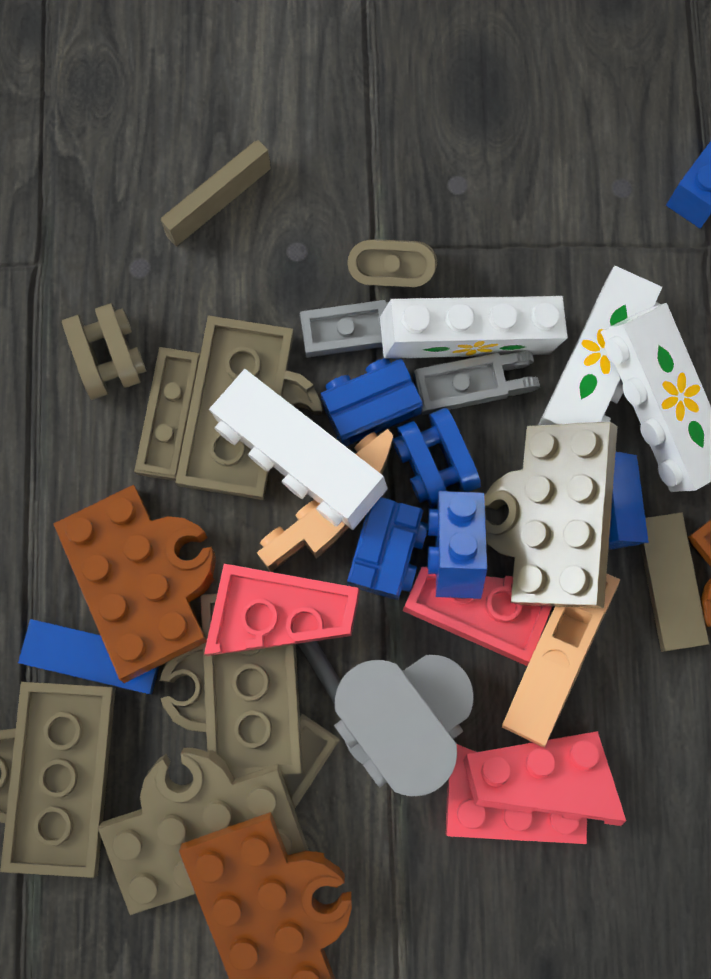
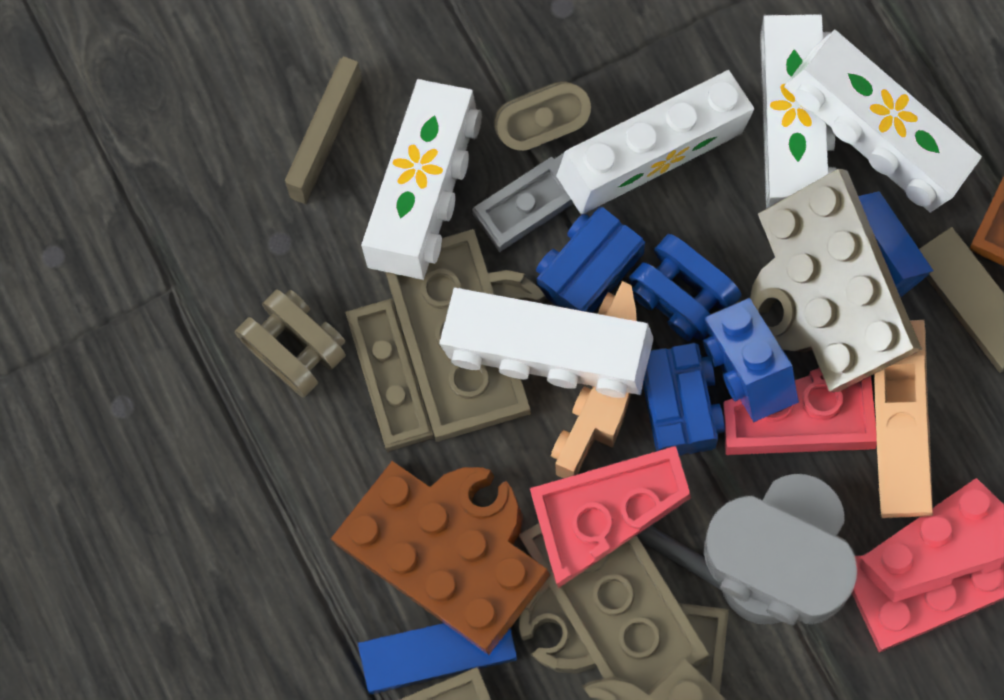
camera: 20 degrees left, 5 degrees down
(269, 268) = (421, 180): none -> white brick
(472, 381) = (680, 196): light grey hinge -> none

